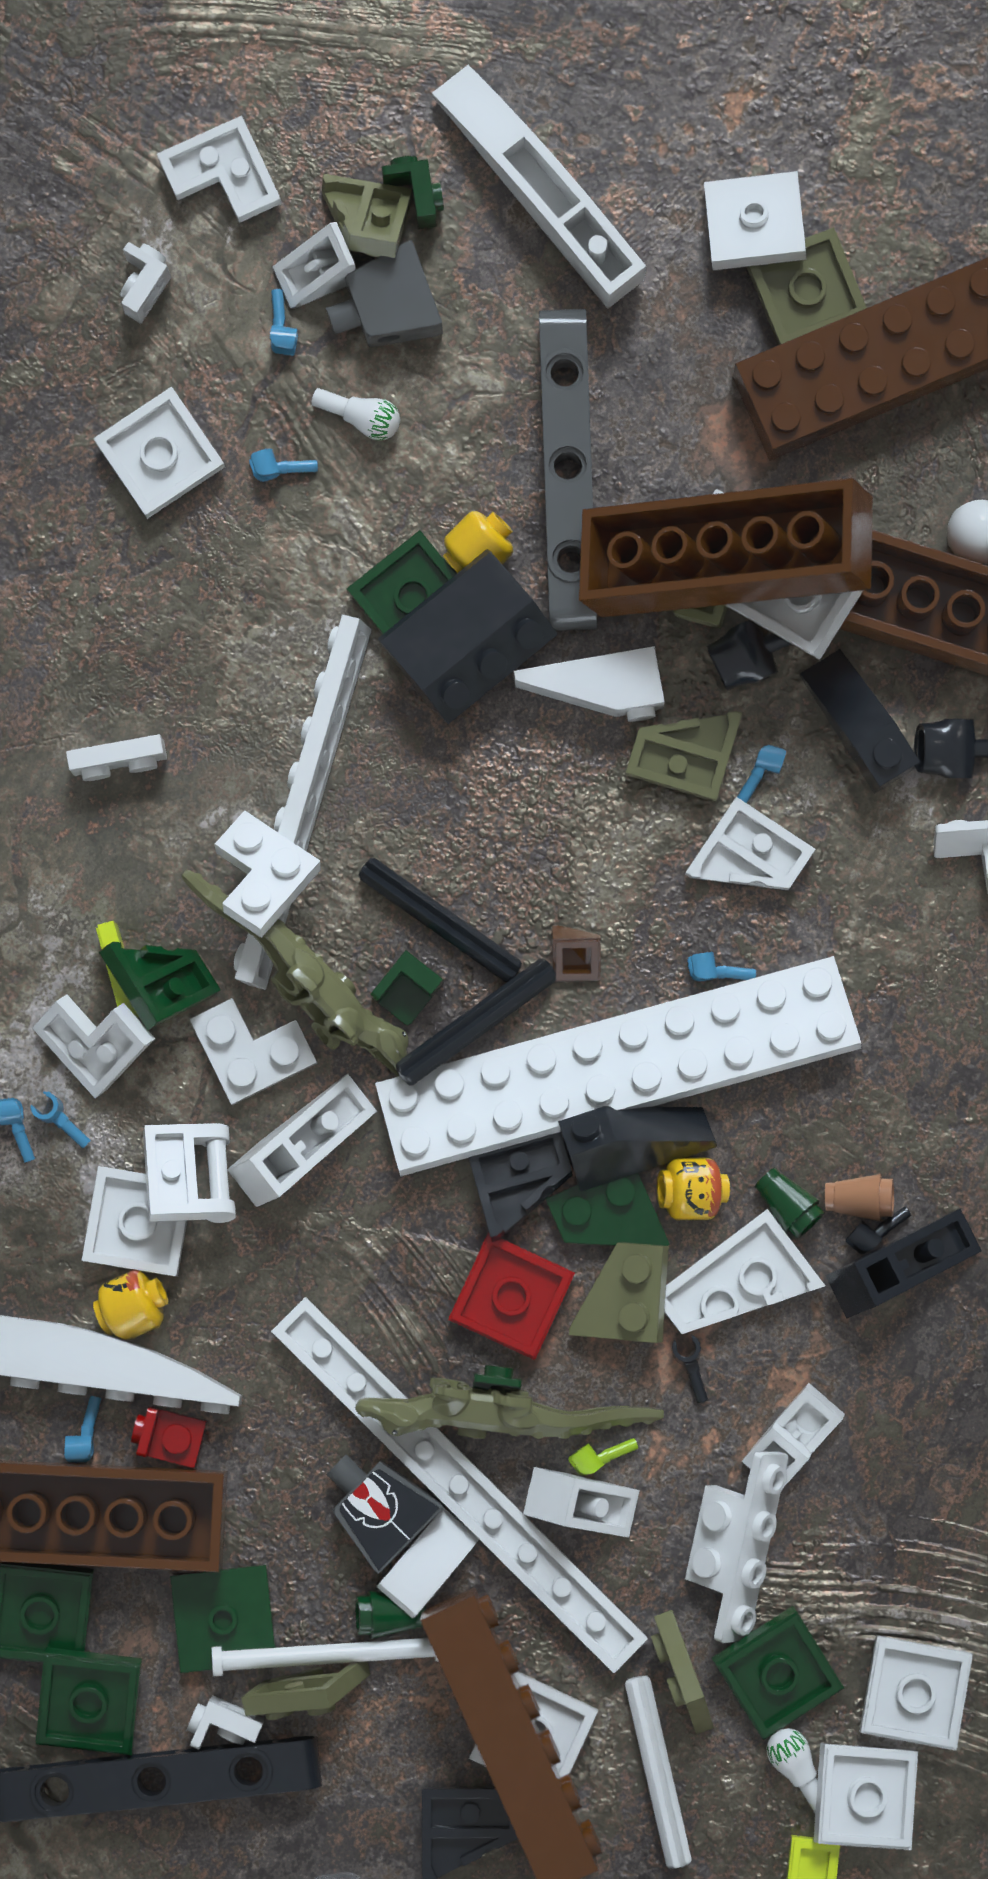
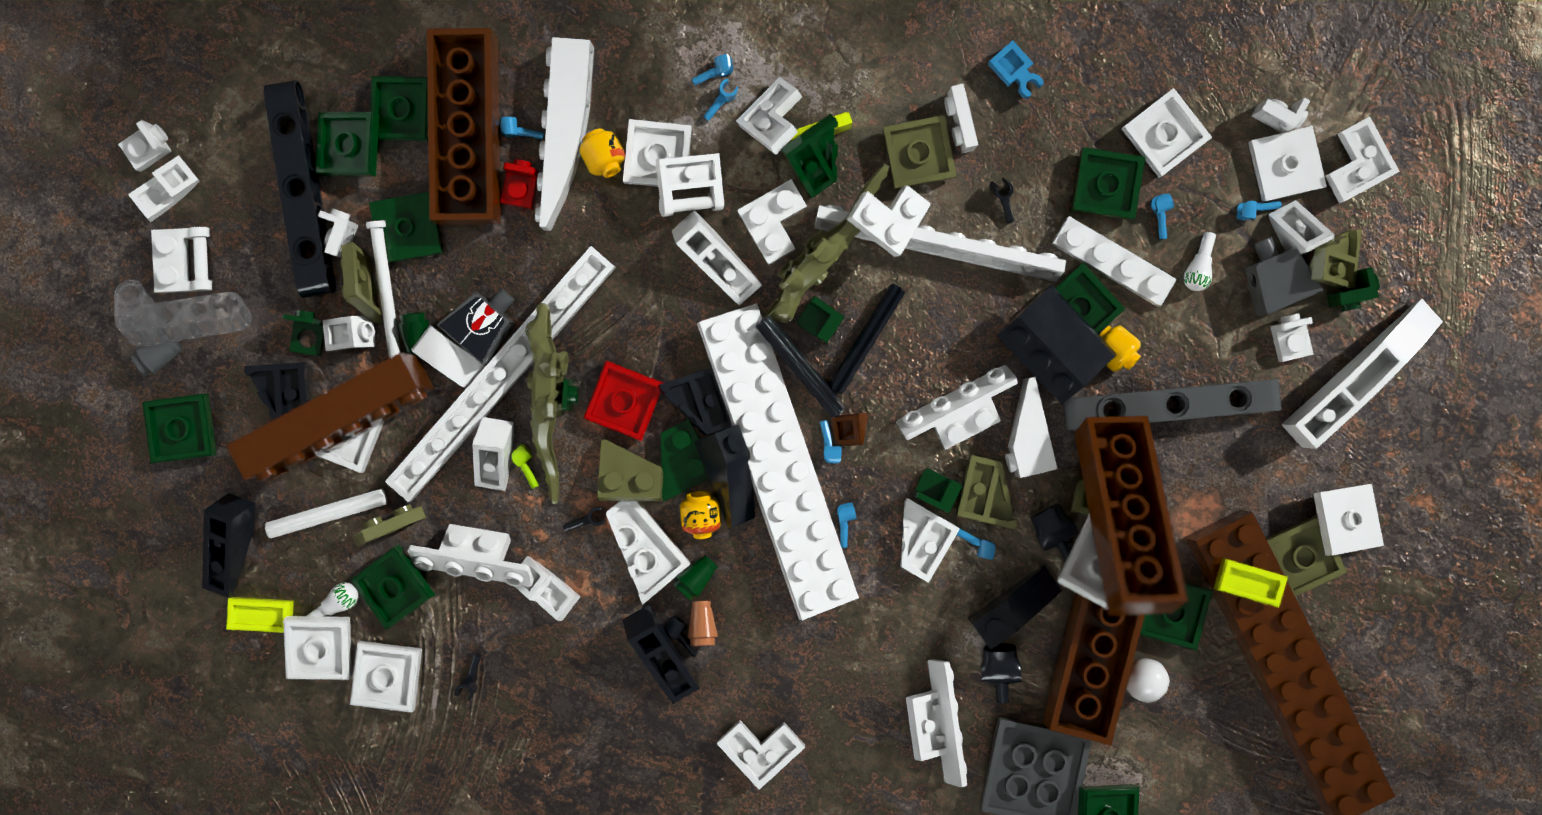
camera: 85 degrees right, 5 degrees up
(42, 675) = (1012, 65): none -> dark azure plate
(162, 823) = (919, 152): none -> olive plate
(218, 276) = (1287, 164): none -> white plate
(229, 544) = (1108, 183): none -> dark green plate
(237, 699) = (1004, 195): none -> black hand
(346, 542) = (1113, 261): none -> white plate
(357, 1785) = (303, 321): none -> dark green bracket
(380, 1717) = (348, 333): none -> white bracket
(478, 285) = (1292, 337): none -> white bracket
(559, 783) = (961, 411): none -> white bracket
(611, 984) = (831, 454): none -> dark azure hand
(676, 827) = (937, 490): none -> dark green panel
(838, 374) = (1250, 582): none -> neon yellow tile
(892, 475) = (1184, 624): none -> dark green plate
(925, 1562) = (469, 682): none -> black hand

